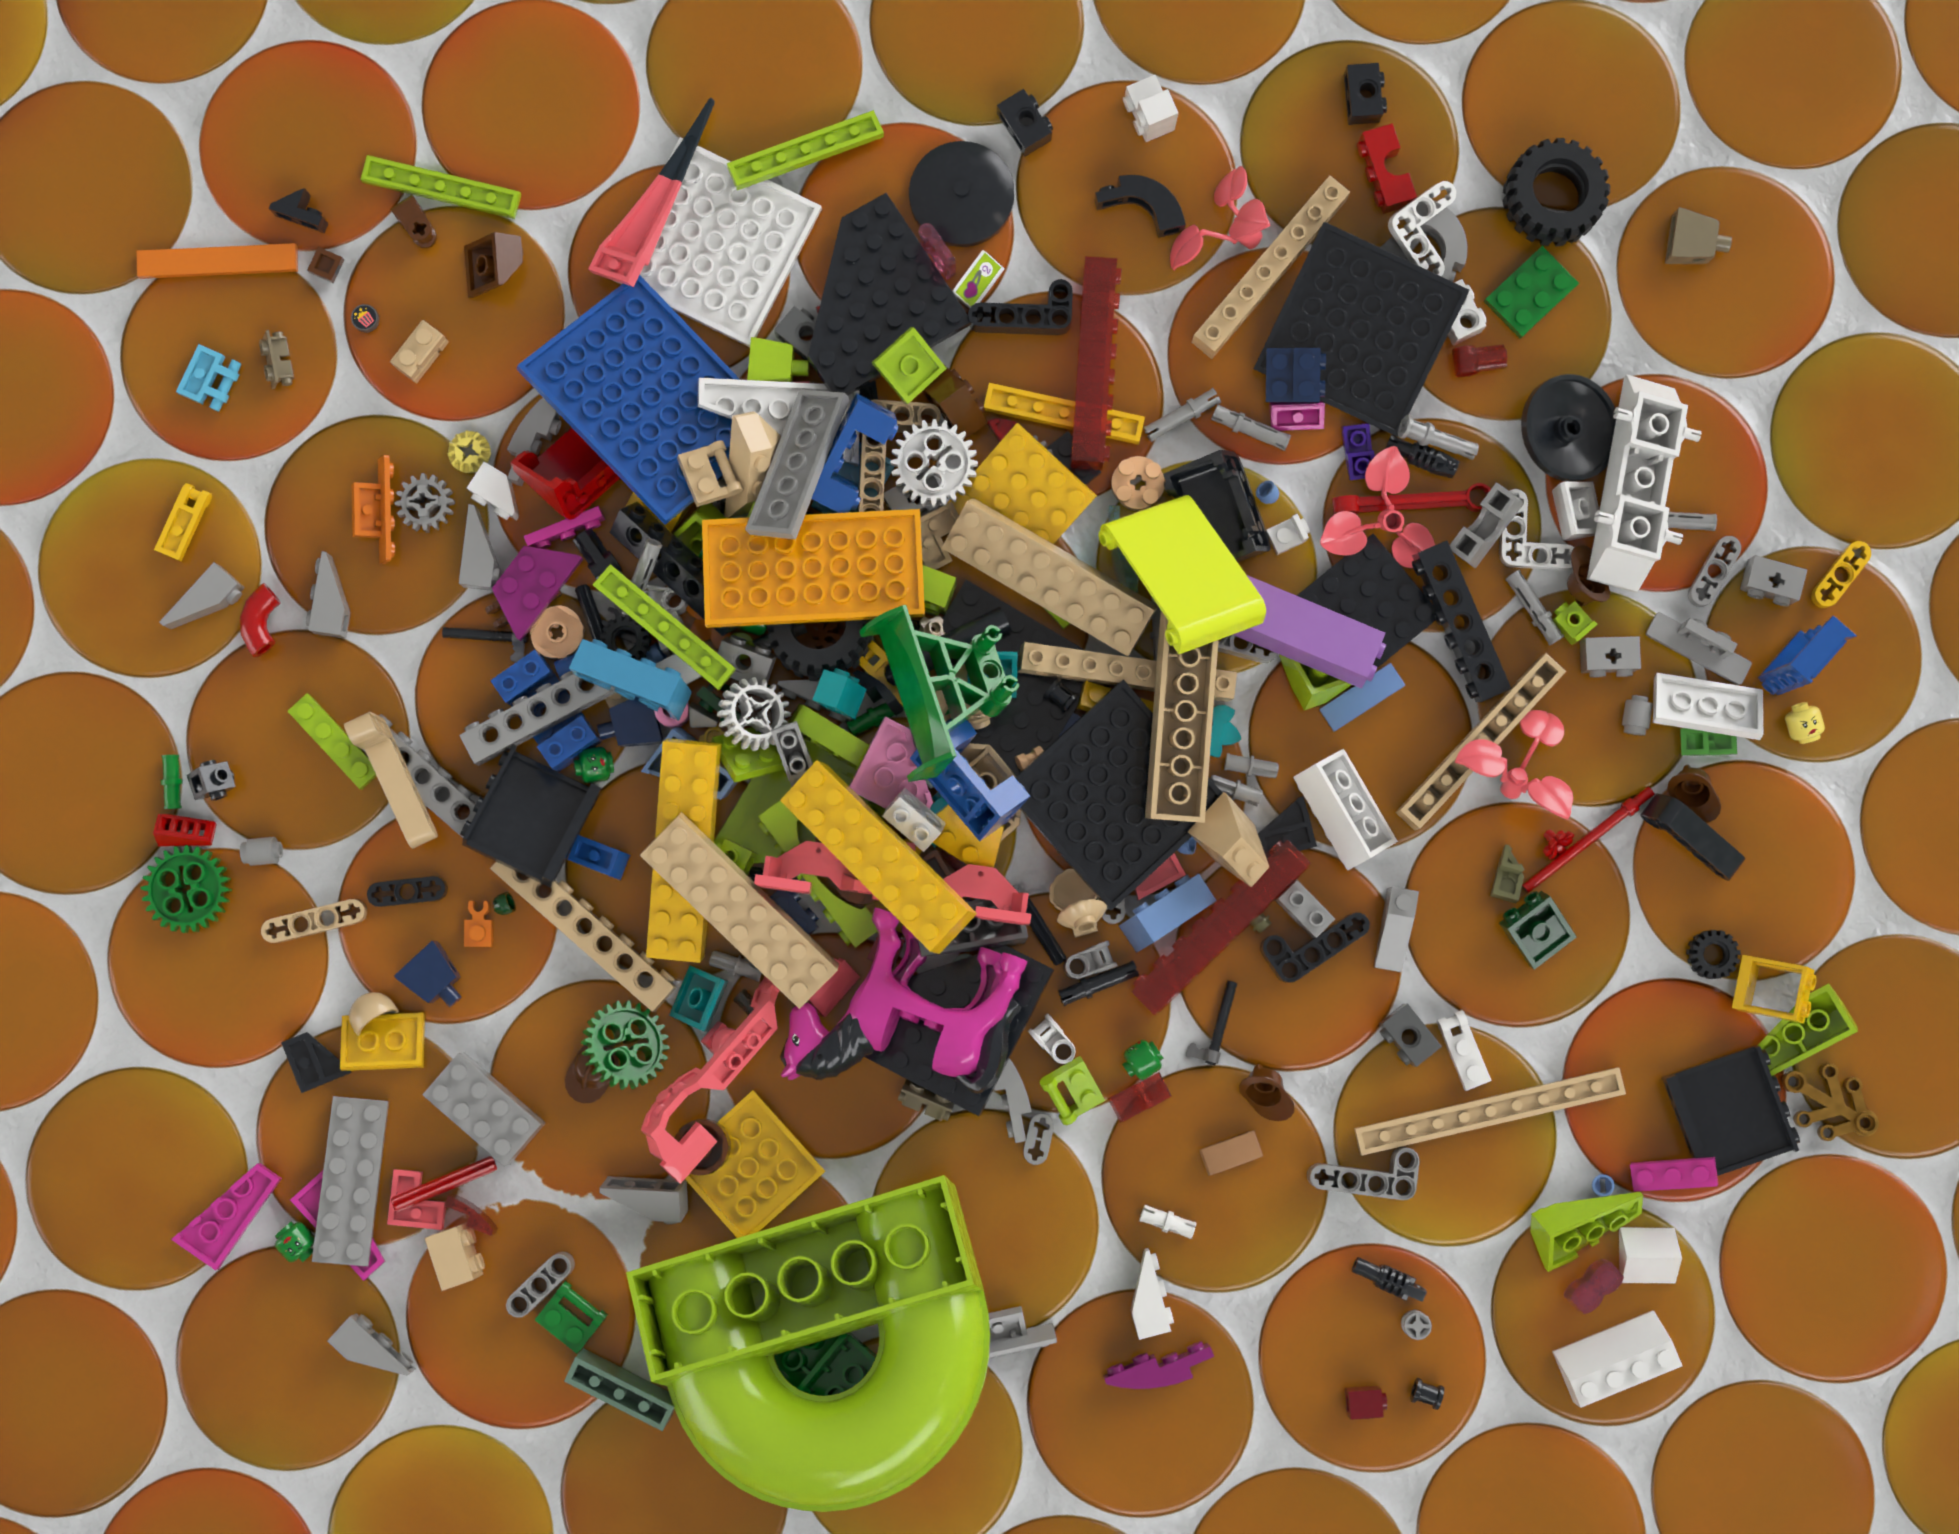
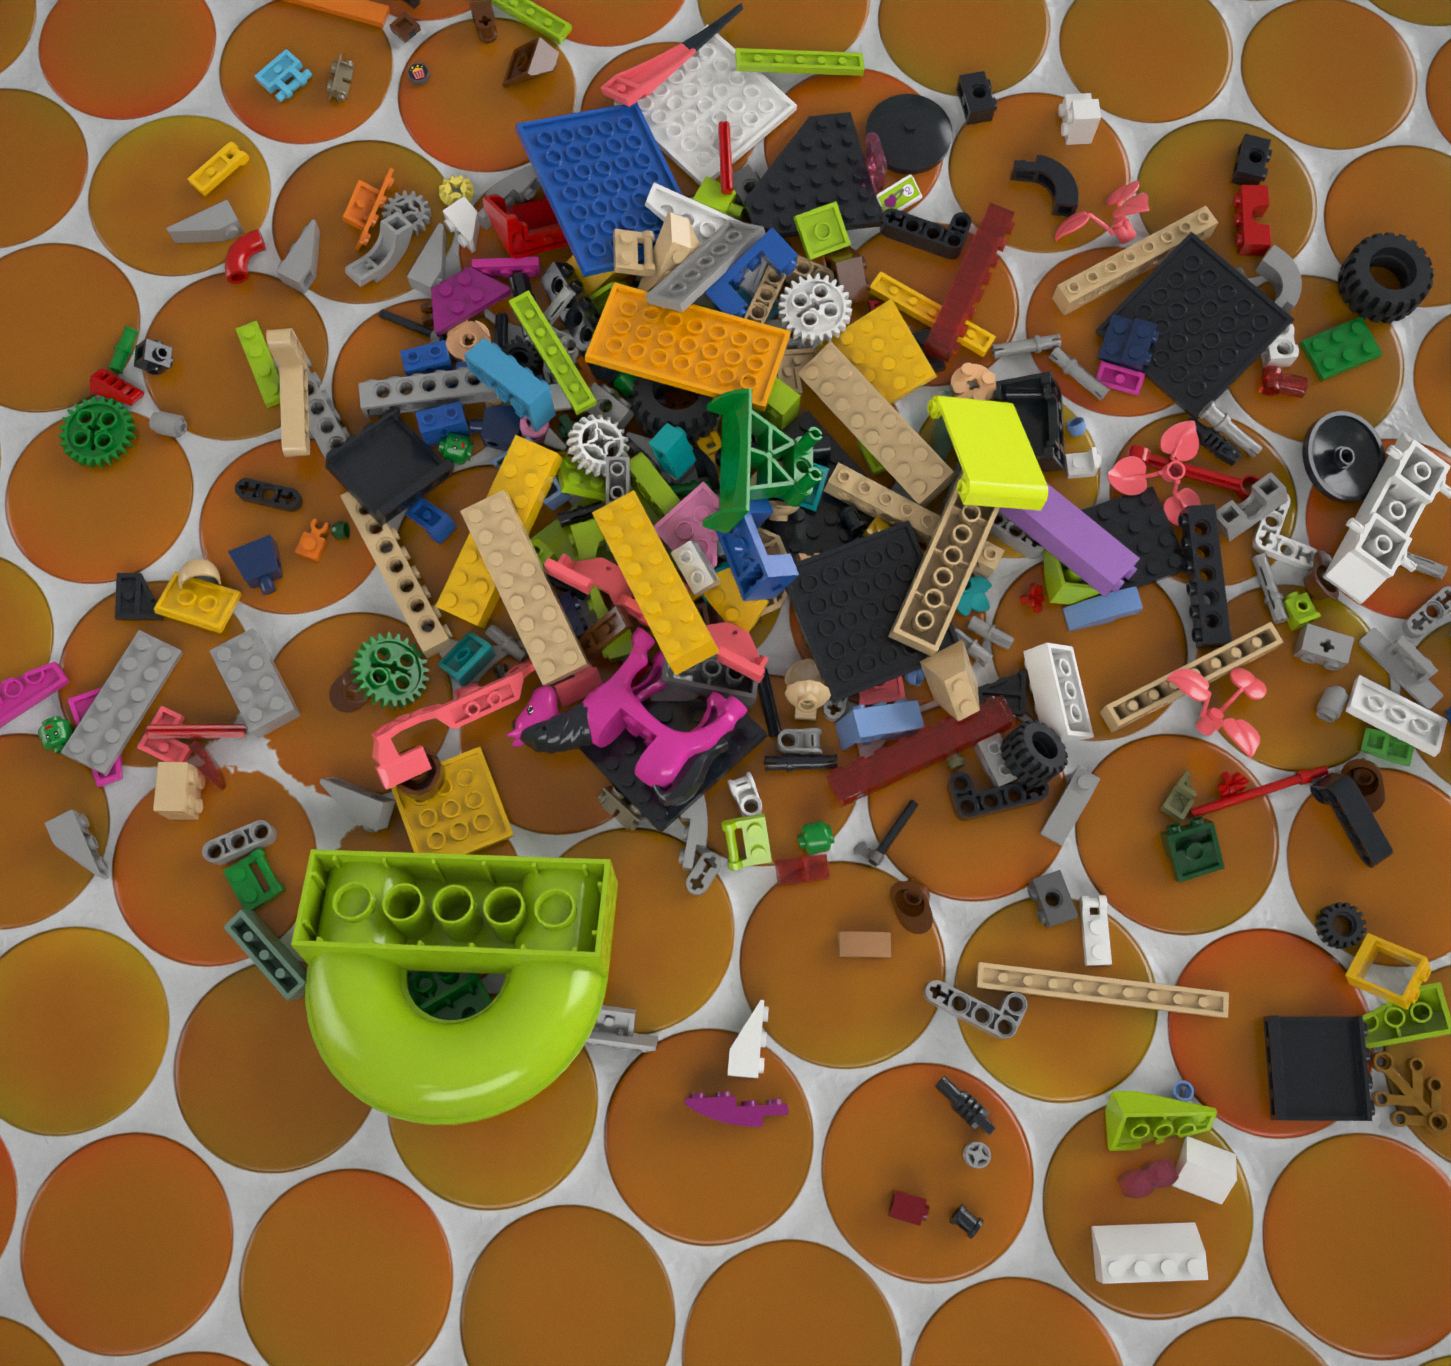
camera: 20 degrees right, 10 degrees down
(314, 921) = (186, 490): tan beam -> none
(419, 351) = (448, 107): tan brick -> none
(421, 560) = (385, 254): none -> light grey arch
(762, 792) = (579, 514): none -> black pin
(765, 307) = (725, 158): none -> red axle
(842, 921) = (605, 631): none -> reddish brown hinge
(1167, 1221) = (788, 984): white pin -> none
(1285, 710) = (1033, 597): none -> red plant
(1326, 887) = (1034, 753): none -> black tyre
(1357, 449) = (1160, 418): dark purple slope -> none
(1414, 221) = (1264, 259): white beam -> none
(1576, 509) = (1328, 523): white slope -> none
(1674, 1174) = (1251, 1103): dark pink plate -> none

